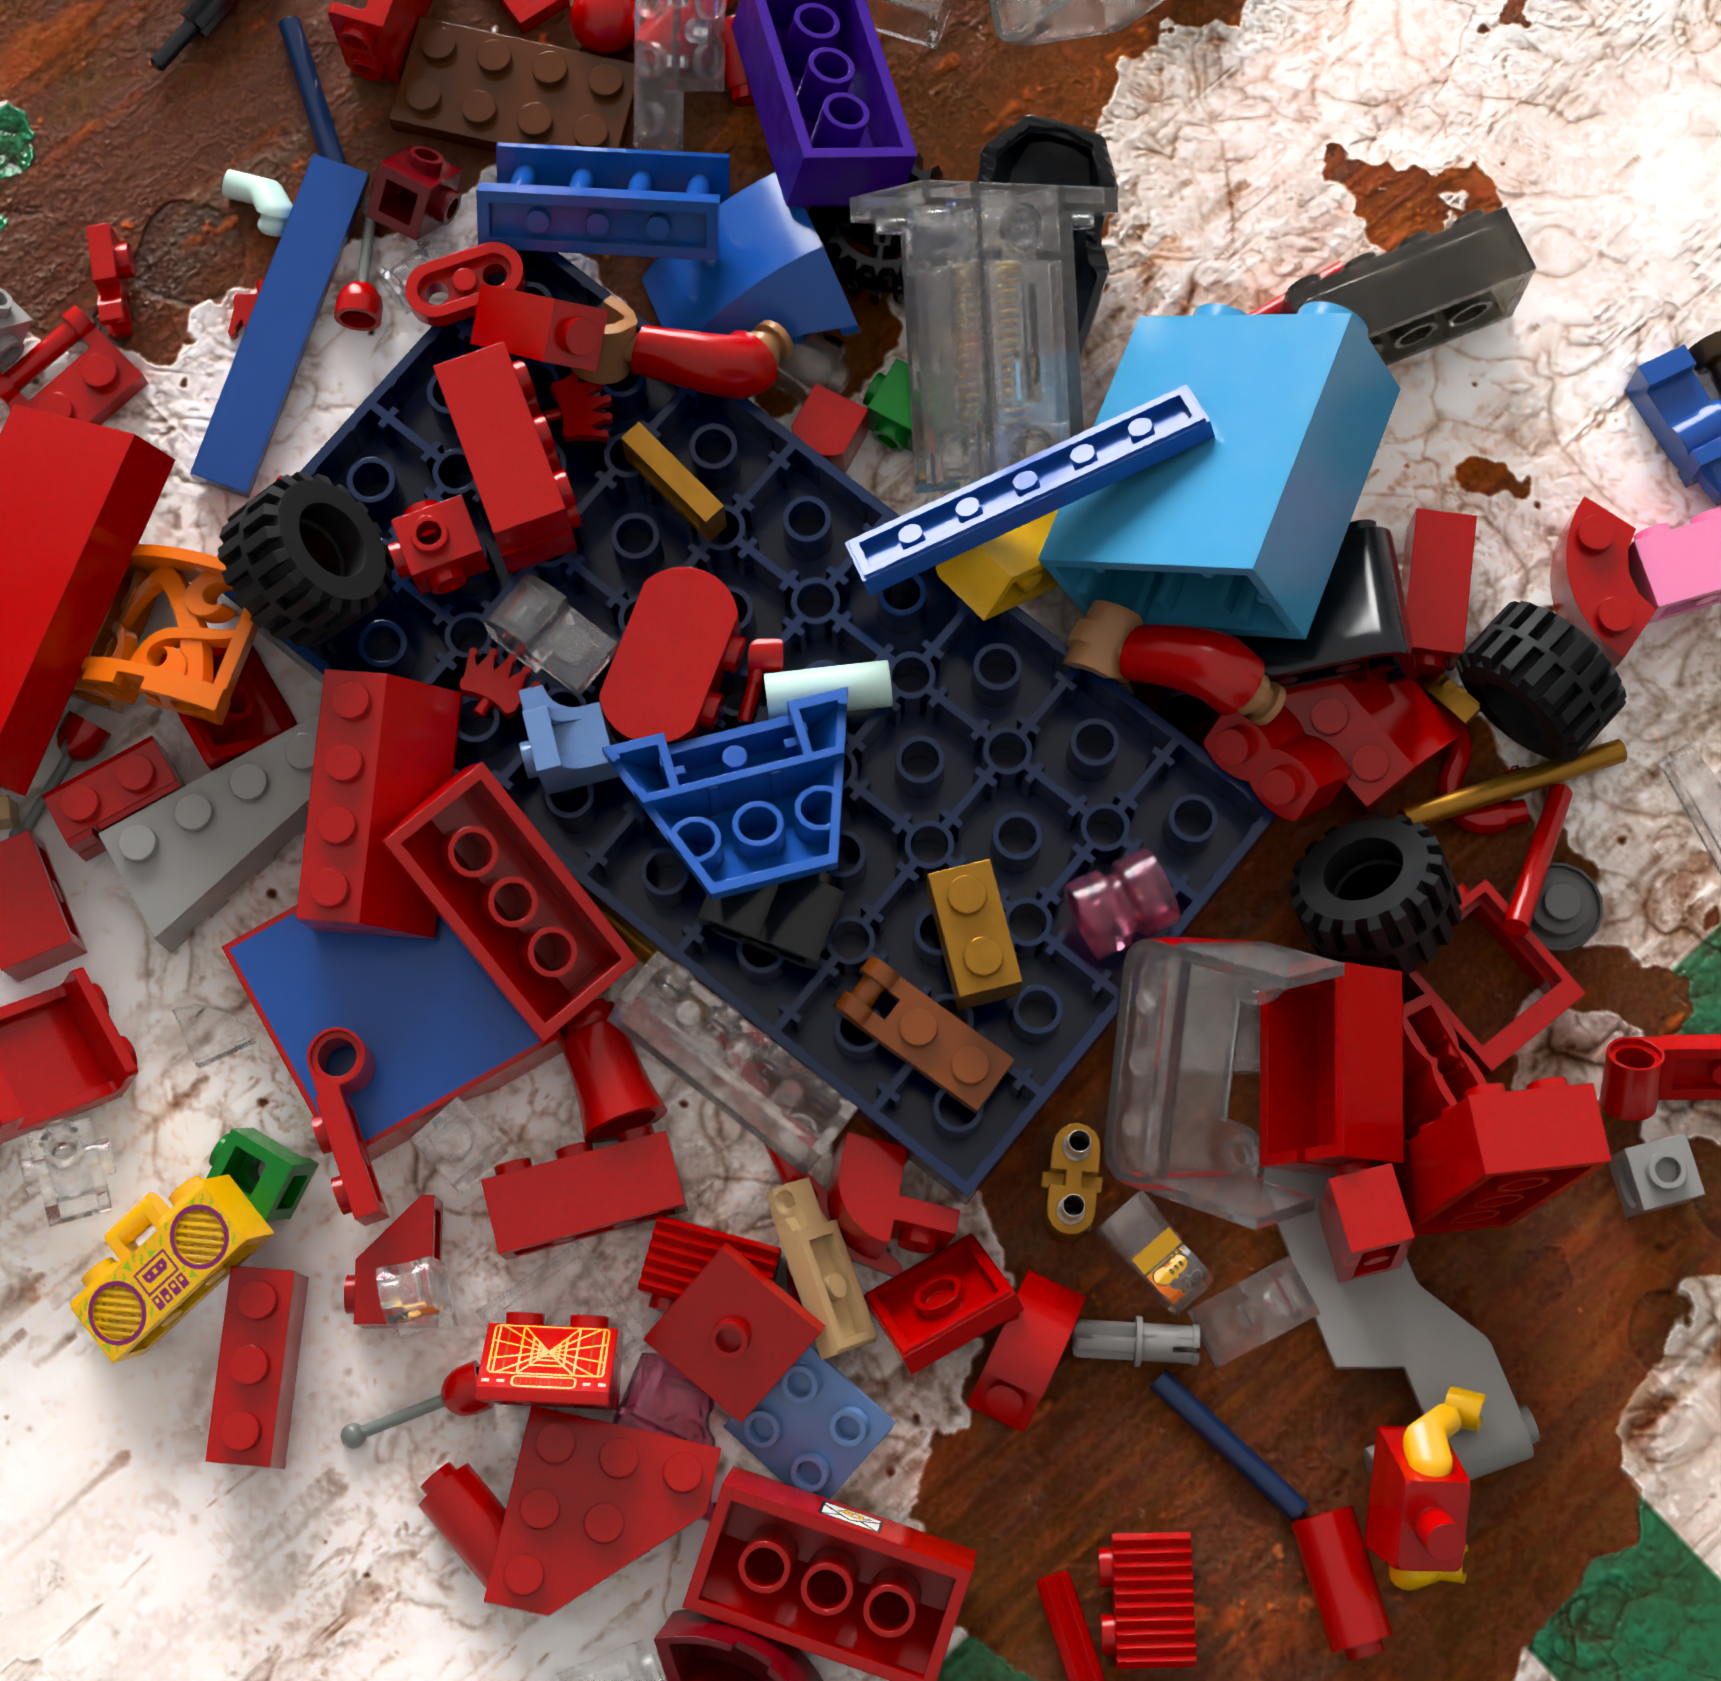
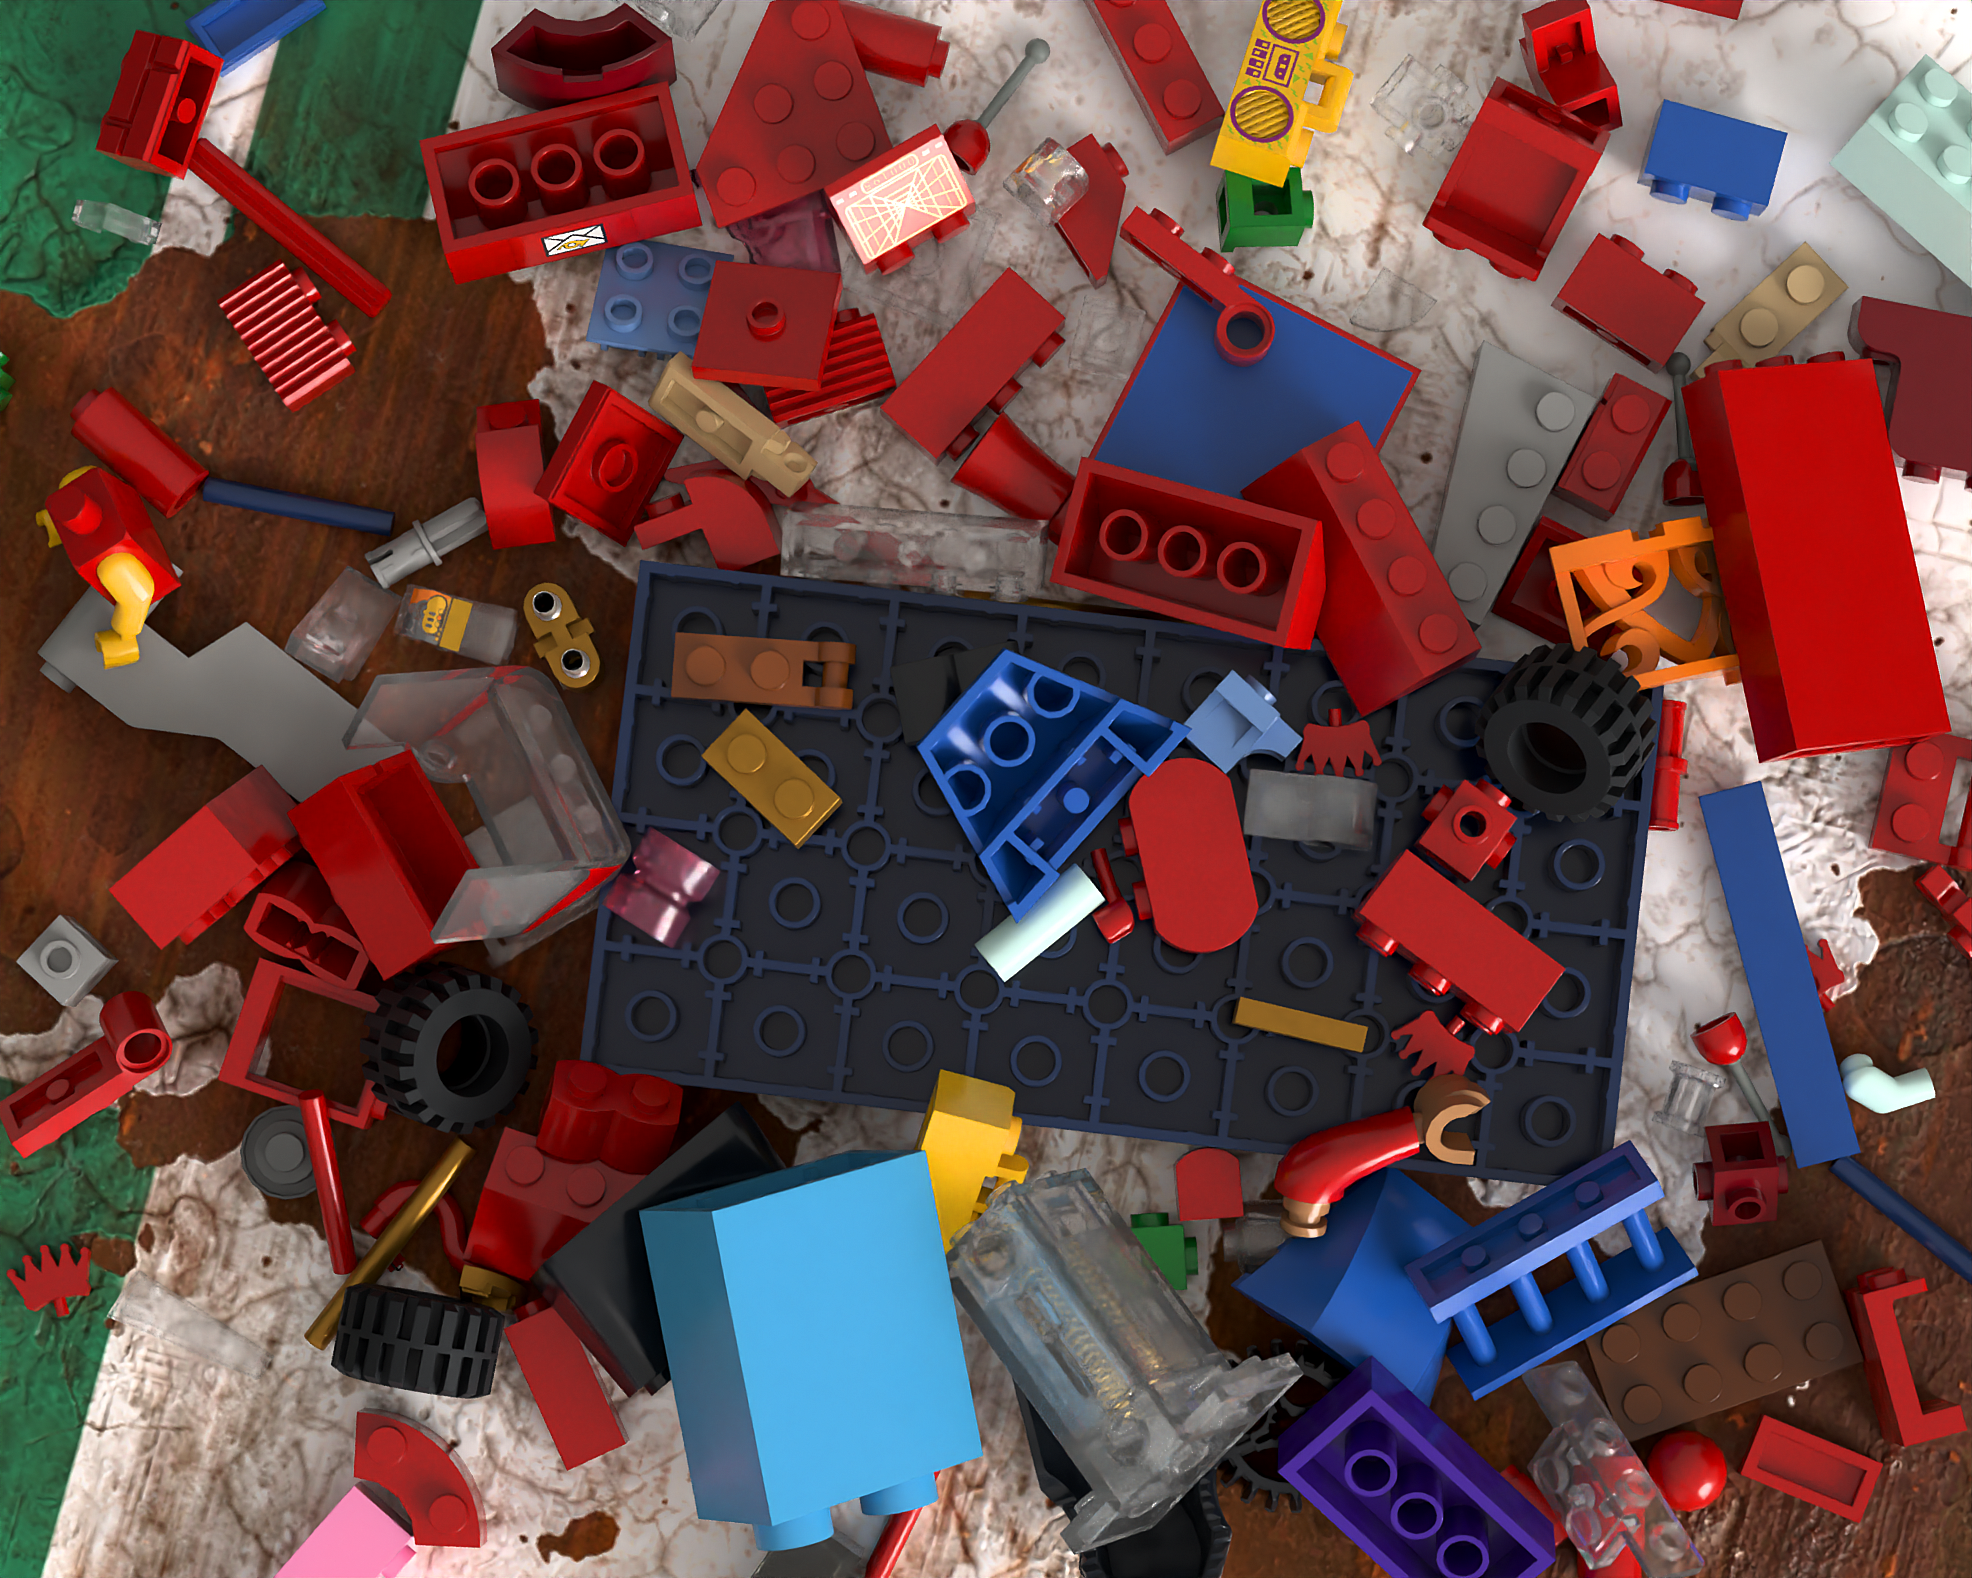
camera: 145 degrees right, 10 degrees up
(461, 279) = (1614, 1095): red plate -> none
(540, 327) = (1506, 1077): red brick -> none
(1029, 489) = (966, 1197): blue tile -> none
(1180, 657) = (748, 1134): red piece -> none
(1365, 1220) = (292, 751): red brick -> none

